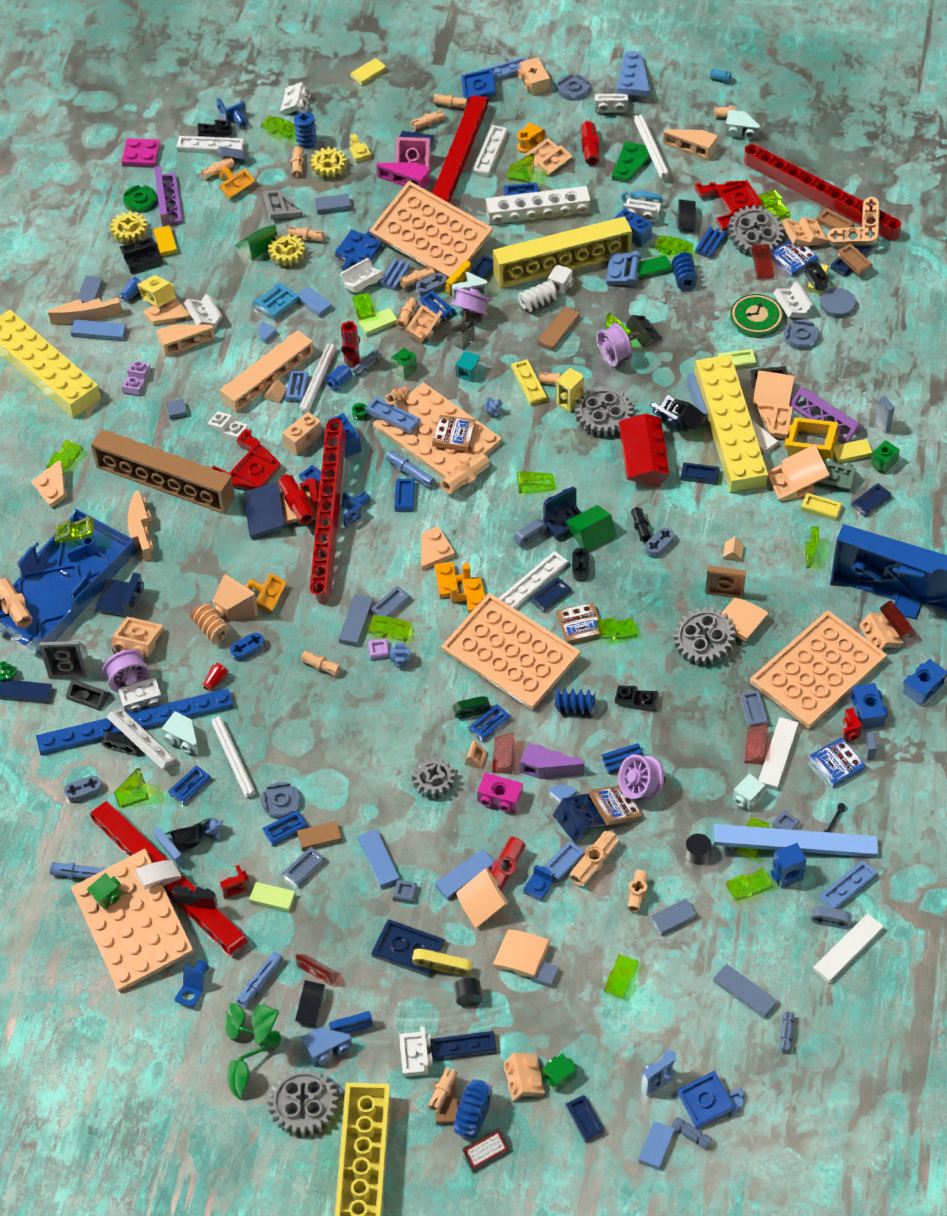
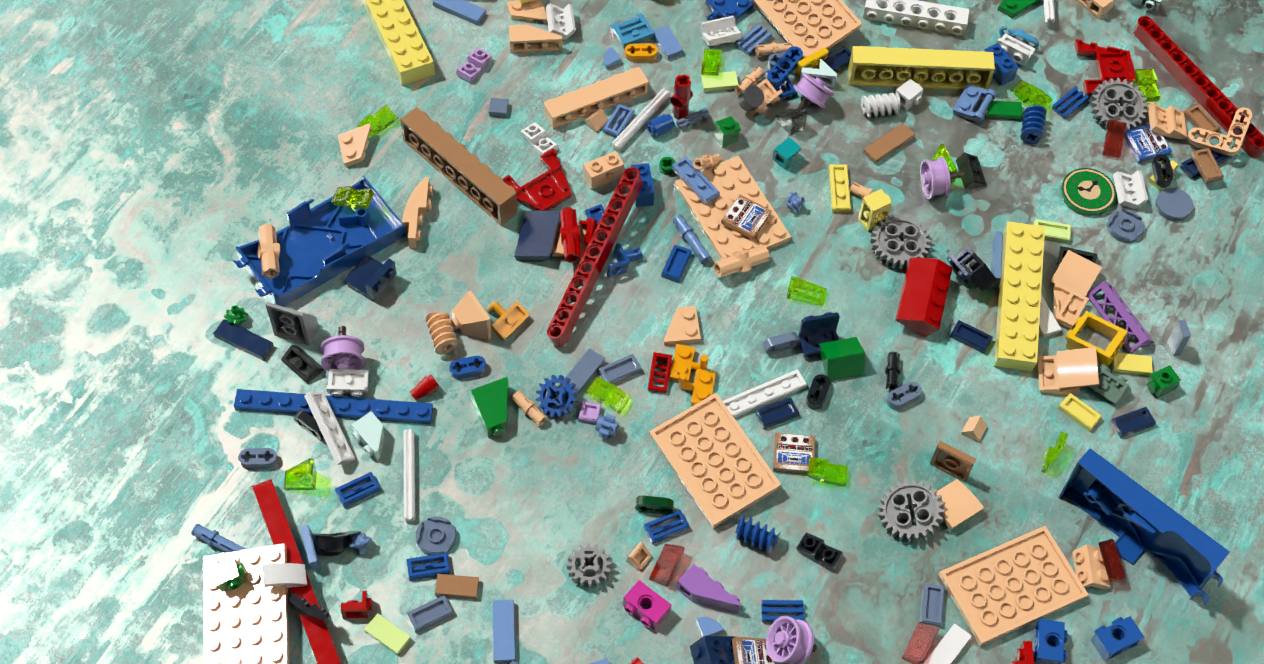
camera: 15 degrees right, 5 degrees up
(137, 635) = (368, 322): light nougat plate -> none
(285, 672) = (492, 406): none -> green slope
(292, 318) = (641, 52): none -> light orange beam
(338, 649) = (551, 389): none -> blue gear
(415, 326) = (751, 98): none -> black piece
(428, 580) = (660, 357): none -> red slope
(436, 296) = (785, 59): none -> blue beam
(686, 215) = (1056, 68): black slope -> none

